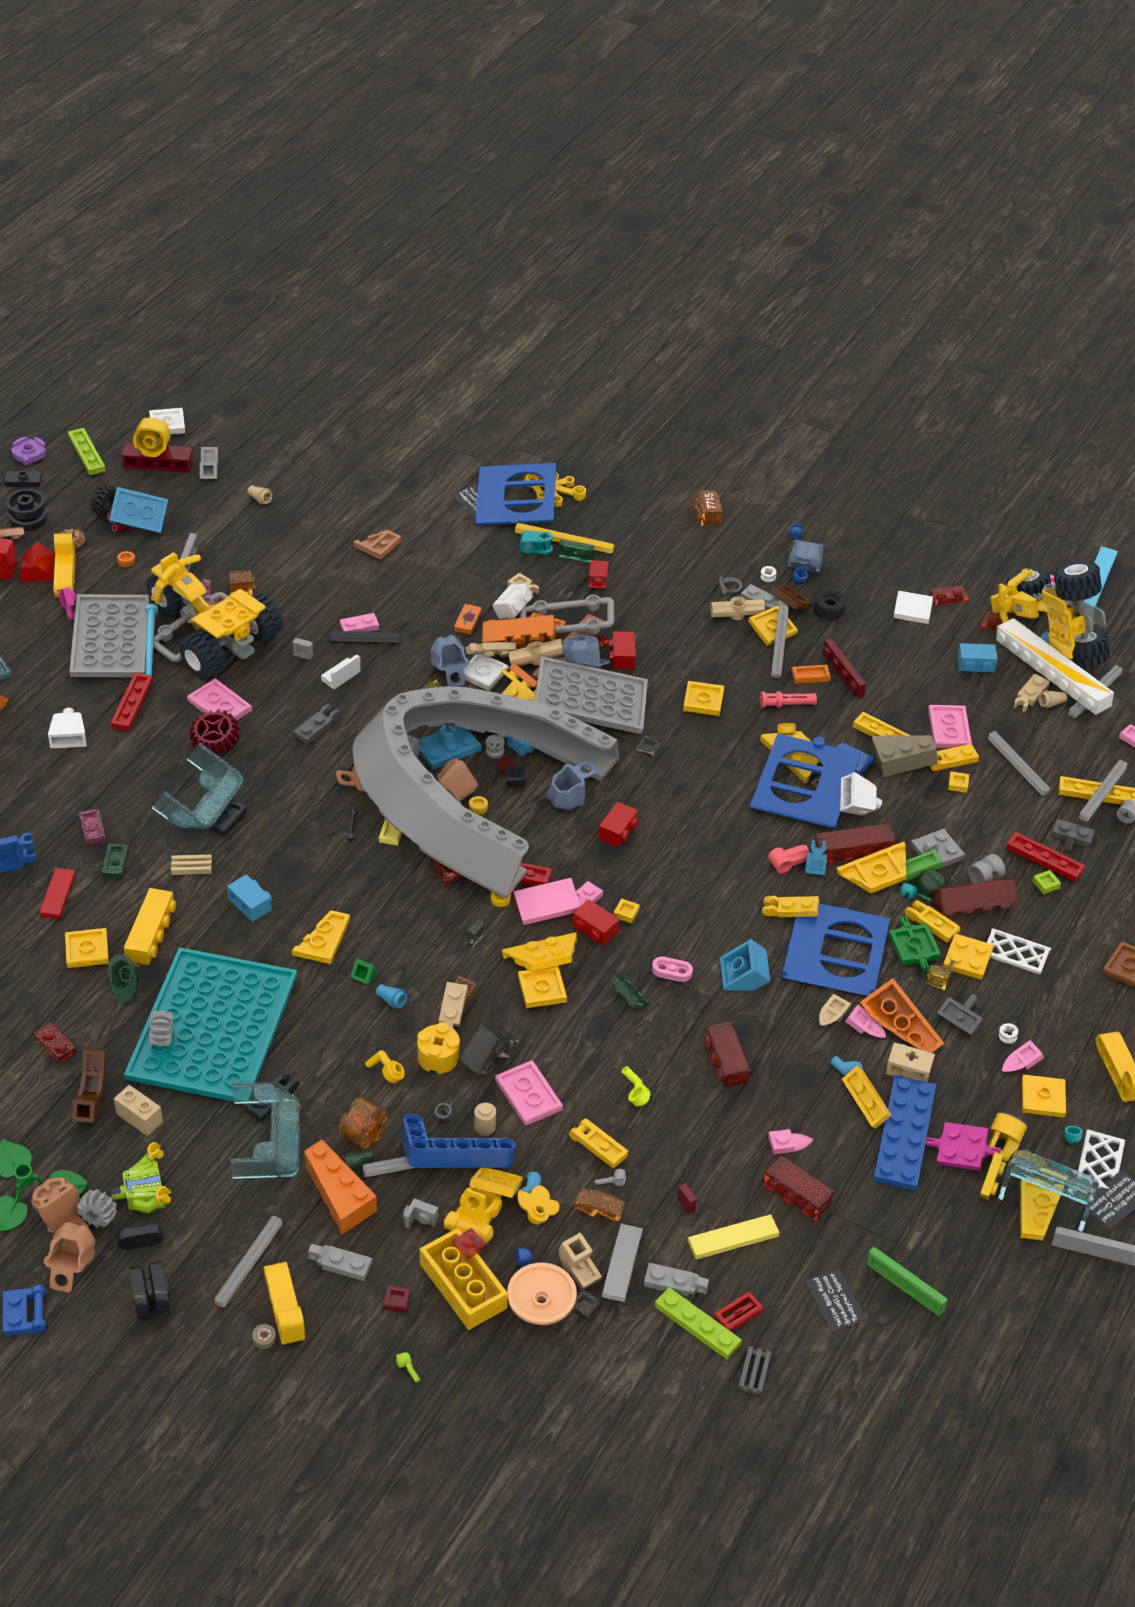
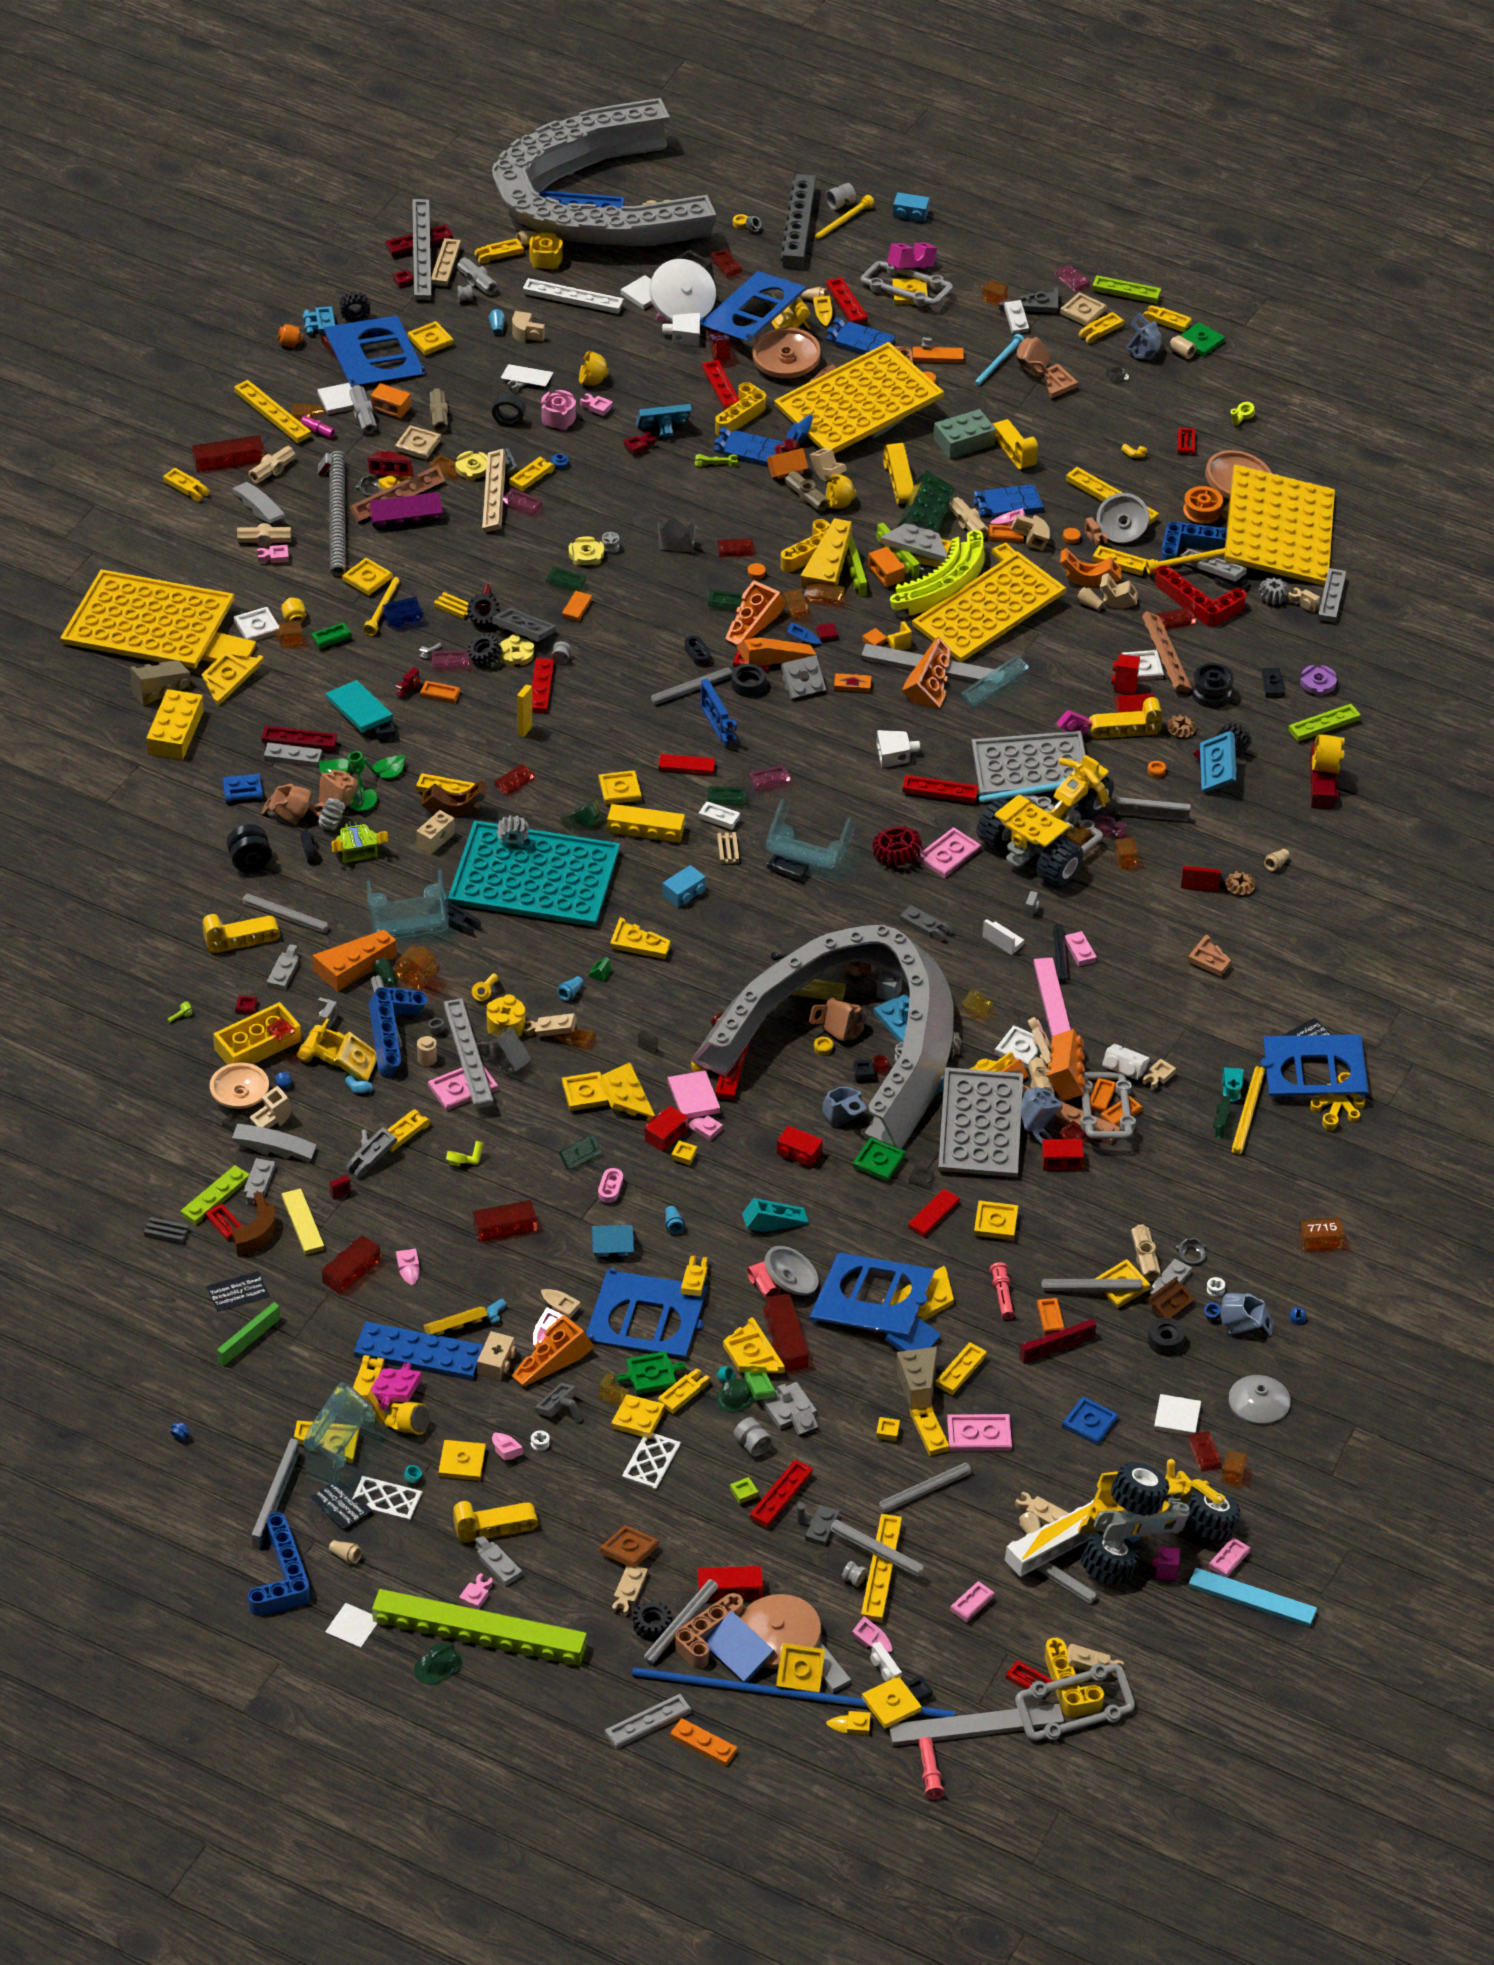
camera: 90 degrees right, 0 degrees up
(59, 1104) = (447, 784): none -> yellow plate
(144, 867) = (719, 815): none -> white plate
(173, 417) = (1389, 779): white plate -> none
(209, 463) = (1317, 819): light grey slope -> none
(275, 540) = (1200, 878): none -> red slope
(290, 522) = (1245, 888): none -> medium nougat gear
(414, 647) = (1051, 995): none -> bright pink tile
(449, 656) = (1023, 1008): sand blue piece -> none
(467, 619) = (1100, 1032): orange tile -> none
(486, 1083) = (468, 1053): none -> light grey tile
(538, 1204) = (340, 1089): yellow plate -> none
(568, 615) = (1115, 1112): none -> orange tile
(596, 1201) = (335, 1129): clear orange slope -> none
(598, 574) = (1182, 1134): red brick -> none
(630, 771) = (879, 1159): none -> green plate
(638, 1167) = (371, 1152): none -> dark grey hinge
(693, 740) = (933, 1212): none -> red tile
(710, 847) = (770, 1215): none -> teal slope
(717, 921) = (674, 1222): none -> dark azure cone
(751, 1271) = (259, 1232): none -> reddish brown arch
(785, 834) = (791, 1270): none -> light grey dish
(786, 728) = (955, 1287): yellow tile -> none
(816, 861) = (757, 1296): dark azure plate -> none
(858, 795) = (847, 1333): white torso -> none
(887, 561) = (1259, 1400): none -> light grey dish
(925, 658) = (1090, 1421): none -> blue tile
(952, 1176) = (367, 1377): none -> yellow plate
(959, 837) = (803, 1421): none -> light grey plate
(970, 576) = (1234, 1468): none -> clear orange brick
(975, 895) = (714, 1422): clear red brick -> none
(977, 657) = (1090, 1461): dark azure brick -> none
(1051, 1344) = (180, 1431): none -> blue plate

